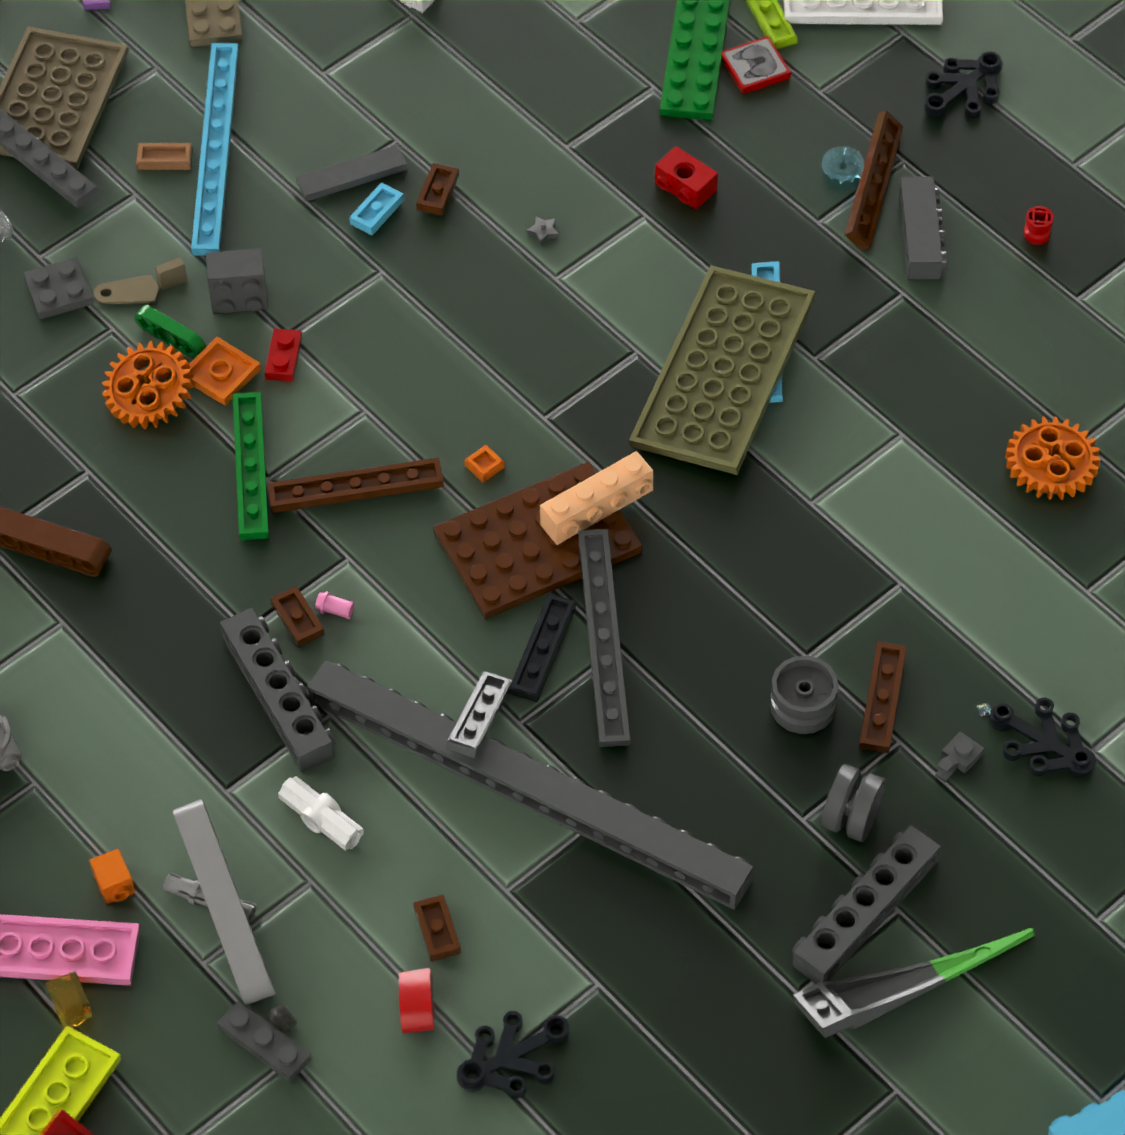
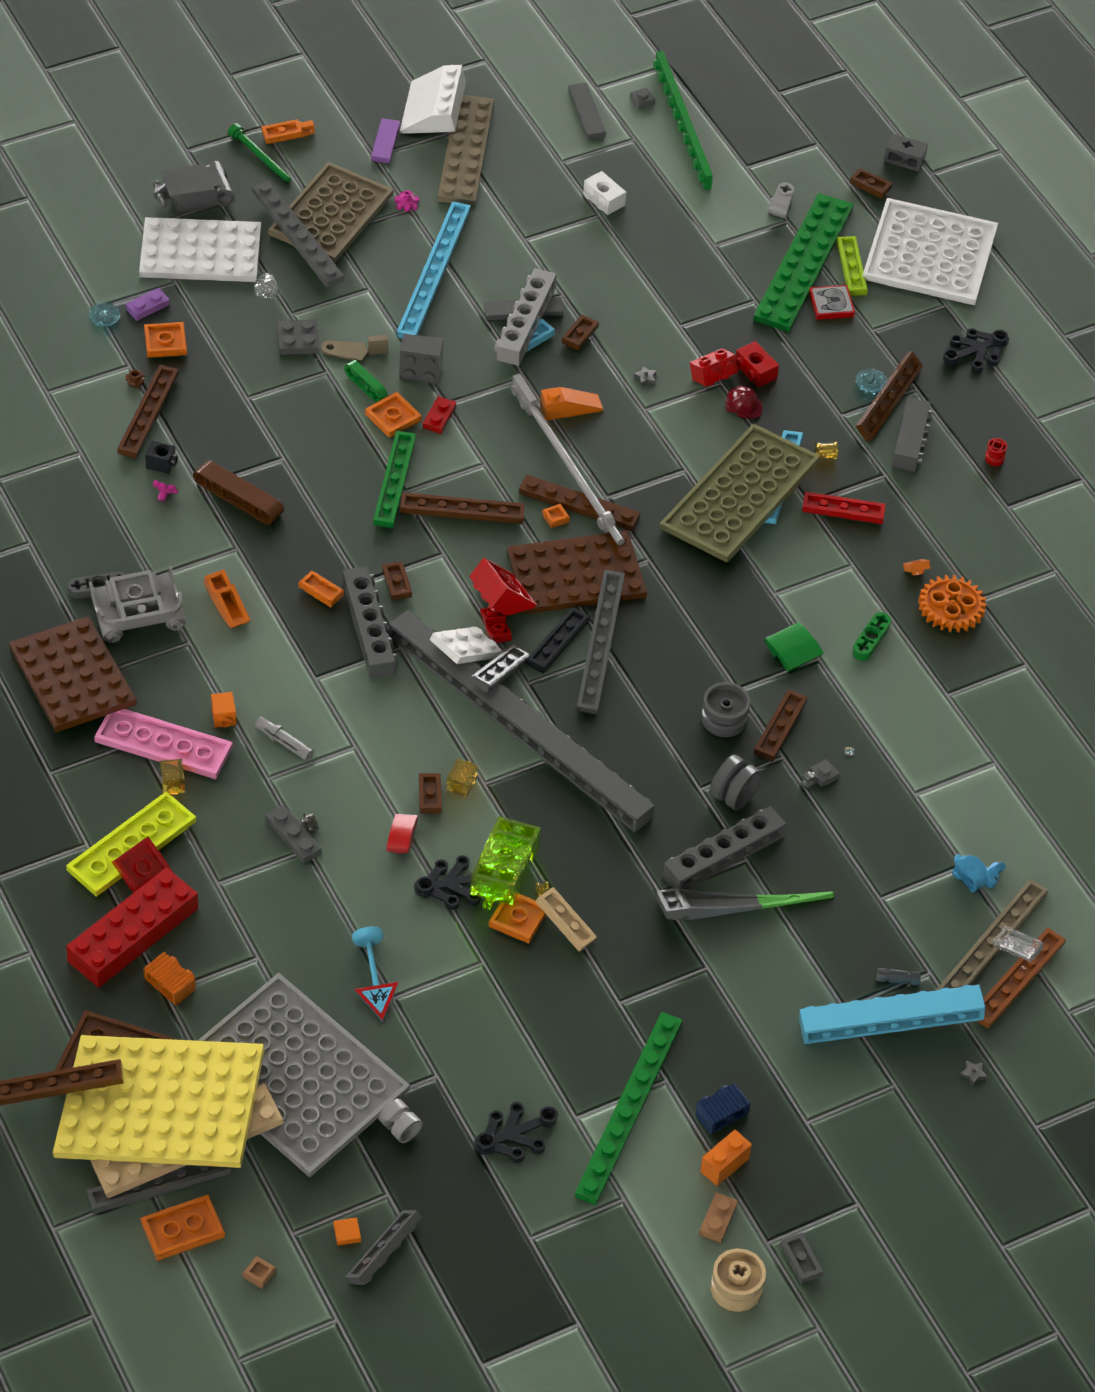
camera: 10 degrees right, 5 degrees down
(69, 705) = (226, 599): none -> orange slope
(147, 385) = (340, 411): orange gear -> none
(149, 56) = (406, 199): none -> dark pink plant
(164, 156) = (397, 268): medium nougat tile -> none
(196, 655) = (321, 588): none -> orange plate
(224, 902) = (292, 741): light grey beam -> none
(320, 813) = (374, 705): white piece -> none
(334, 605) = (424, 580): bright pink pin -> none
(360, 186) = (525, 316): none -> light grey brick
(401, 308) = (529, 403): none -> light grey bar
(422, 691) = (466, 645): none -> white plate
(445, 594) = (500, 589): none -> red slope
(451, 646) = (495, 625): none -> red slope
(452, 294) = (567, 402): none -> orange slope
(474, 892) = (462, 777): none -> clear yellow brick
(510, 436) = (576, 501): none -> reddish brown plate
(574, 1034) = (497, 875): none -> clear neon green brick
(596, 497) = (624, 552): light nougat brick -> none
(616, 1085) = (519, 919): none -> orange plate
(631, 196) = (713, 367): none -> red brick
(637, 1037) = (541, 888): none -> clear yellow bush
(684, 1074) = (566, 919): none -> tan plate
(685, 237) = (743, 402): none -> dark red piece
(817, 277) = (827, 450): none -> clear yellow bush
(863, 575) = (794, 646): none -> green slope
(865, 355) = (843, 507): none -> red plate
(963, 543) = (871, 628): none -> green beam
(989, 416) = (916, 567): none -> orange plate
(1045, 741) = (901, 796): black plant -> none

